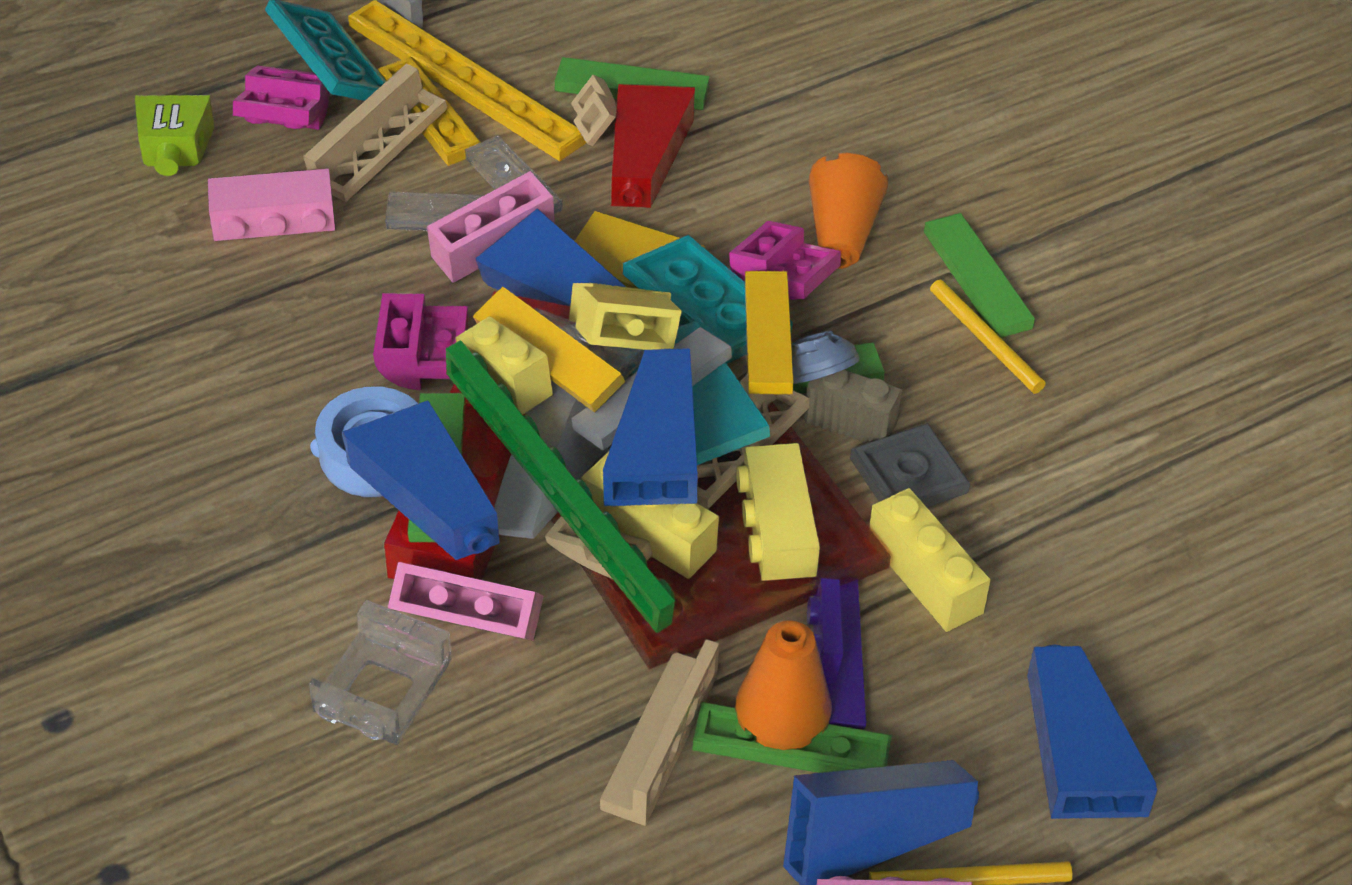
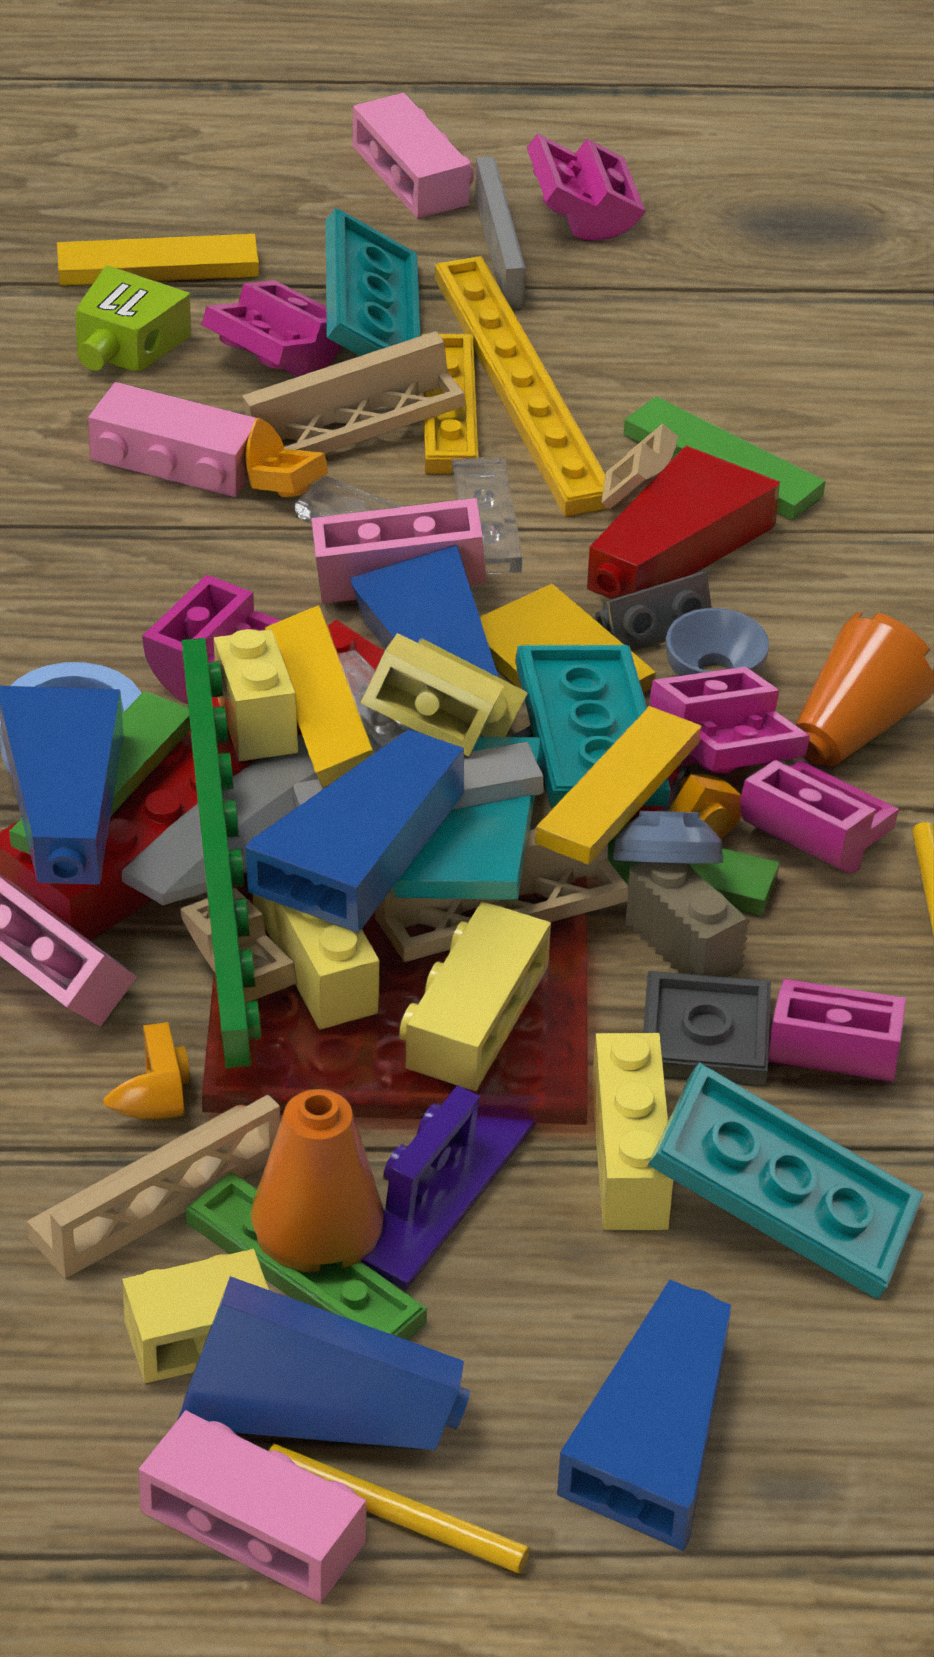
camera: 30 degrees right, 5 degrees down
(152, 78) = (160, 258): none -> yellow tile
(361, 198) = (278, 468): none -> light orange plate
(612, 656) = (159, 1091): none -> light orange plate
(675, 203) = (648, 614): none -> dark grey hinge
(736, 207) = (716, 638): none -> sand blue piece
(755, 812) = (174, 1309): none -> light yellow brick
(807, 319) = (711, 798): none -> light orange plate
(877, 301) = (816, 812): none -> dark pink brick
(996, 437) = (837, 1030): none -> dark pink brick
(1045, 549) = (787, 1180): none -> teal tile

